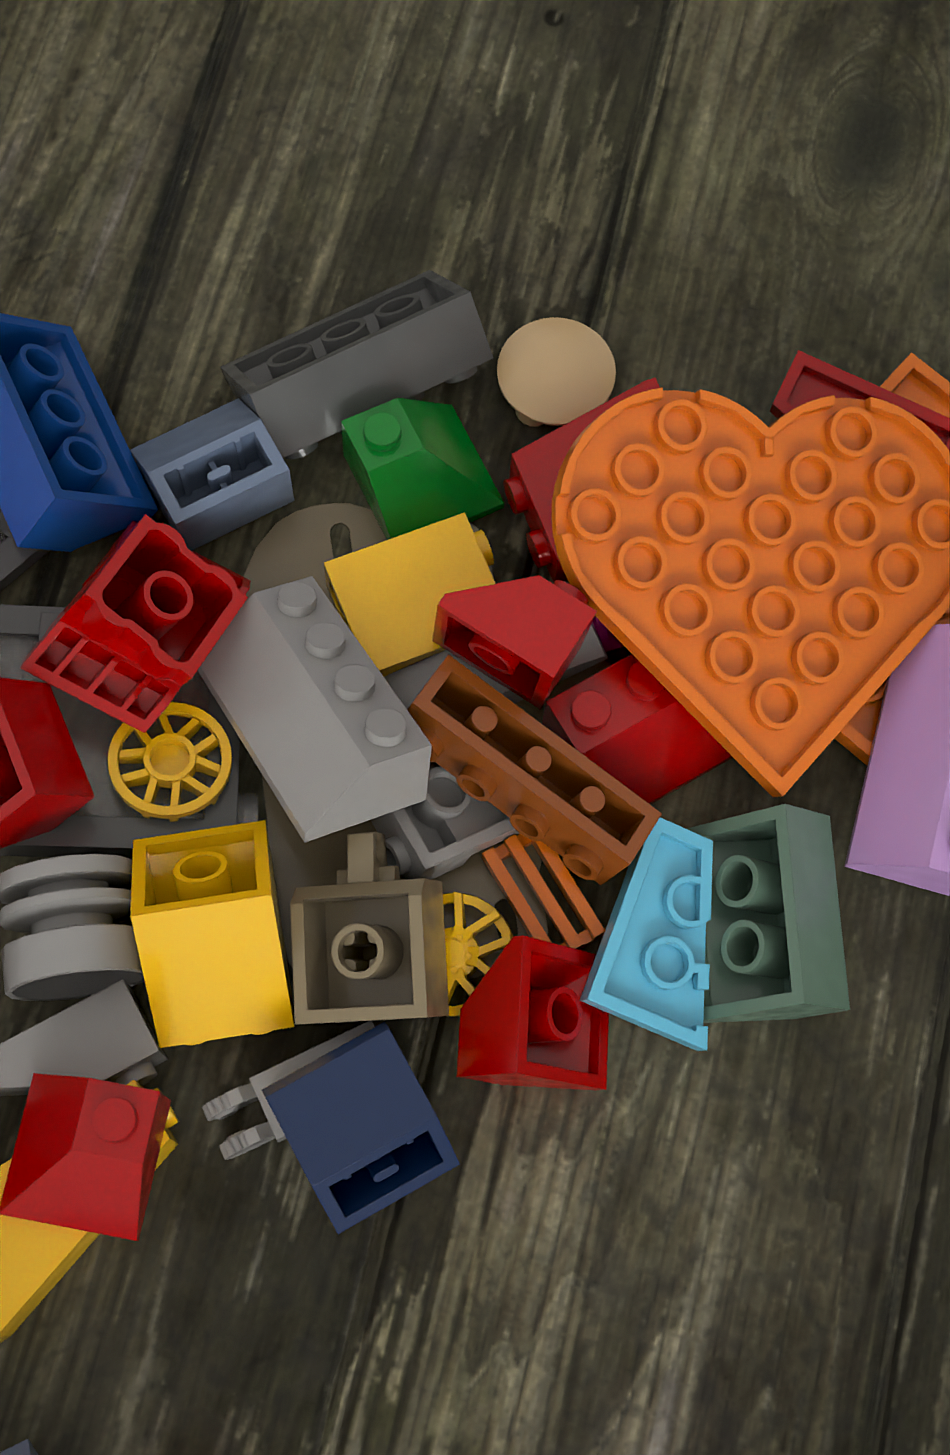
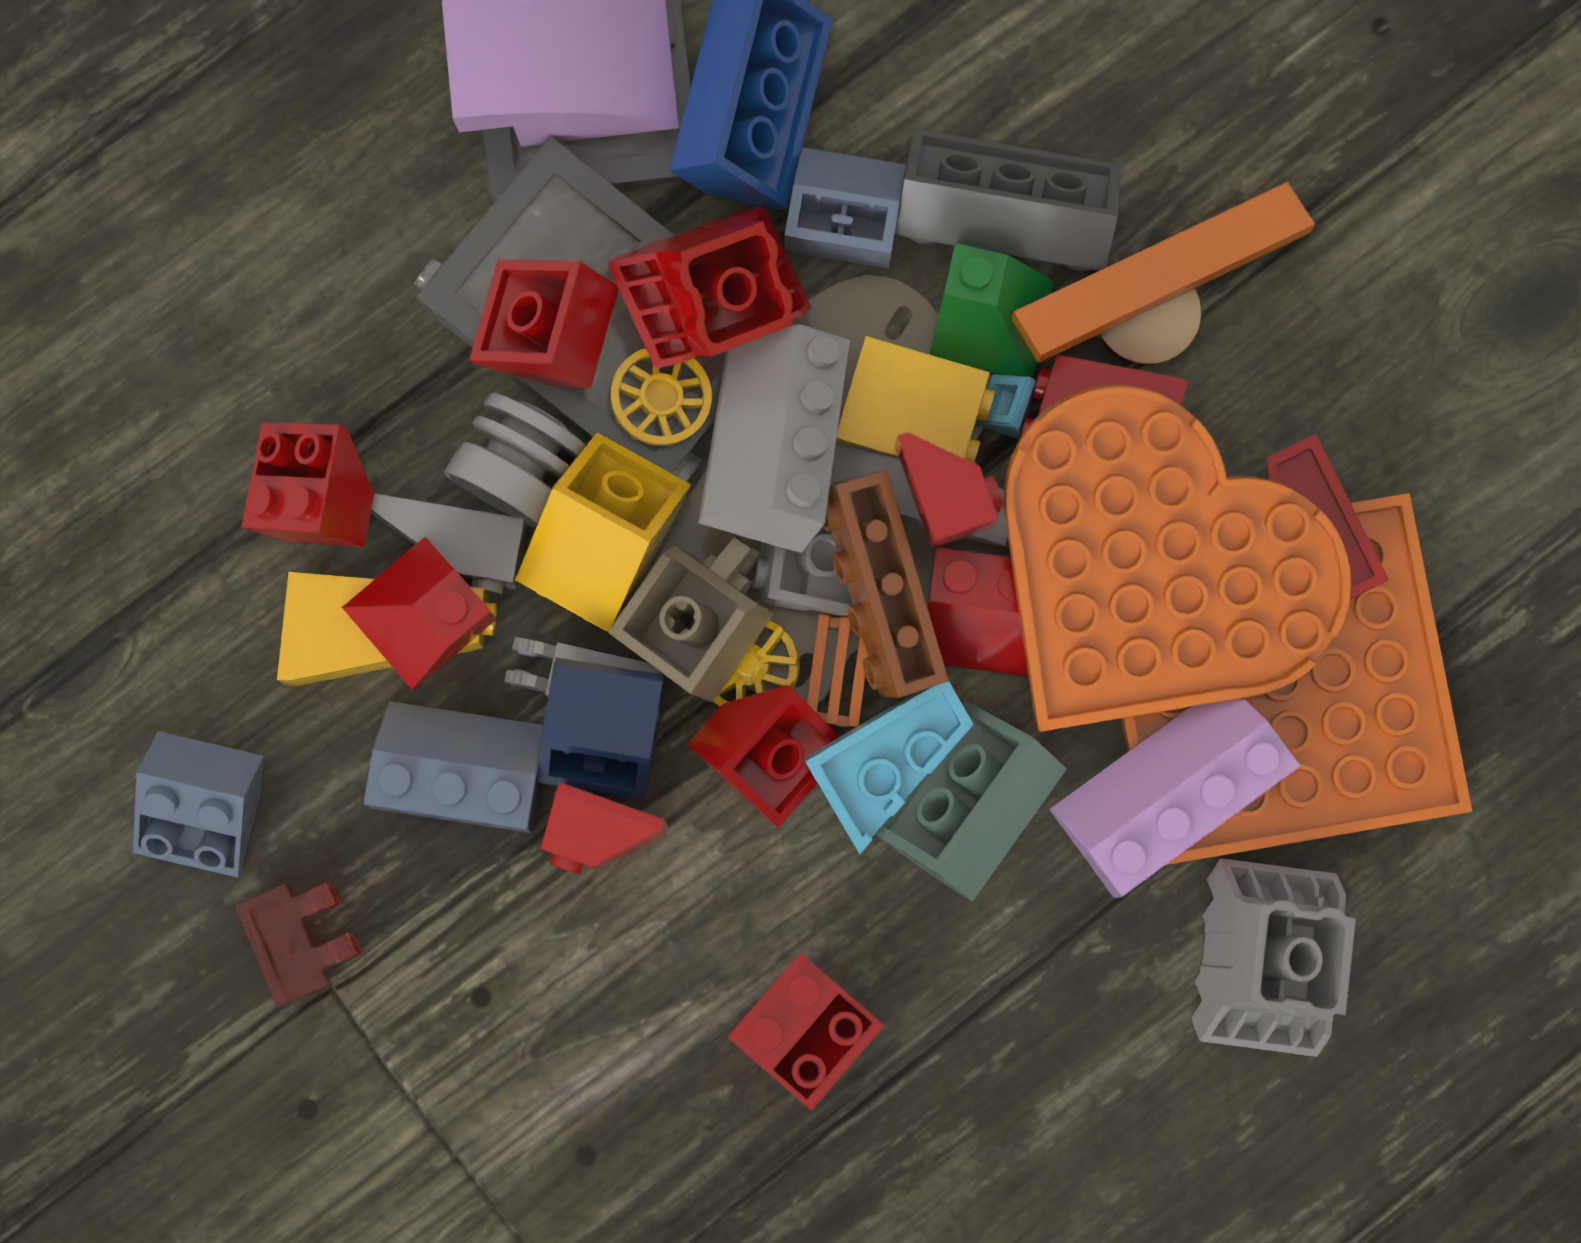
camera: 40 degrees right, 10 degrees up
(241, 1286) = (455, 767): none -> sand blue slope
(435, 1234) = (595, 830): none -> red slope
(504, 533) = (1010, 404): none -> medium azure slope
(541, 328) = (1162, 272): none -> orange tile
(801, 1269) = (806, 1031): none -> red slope

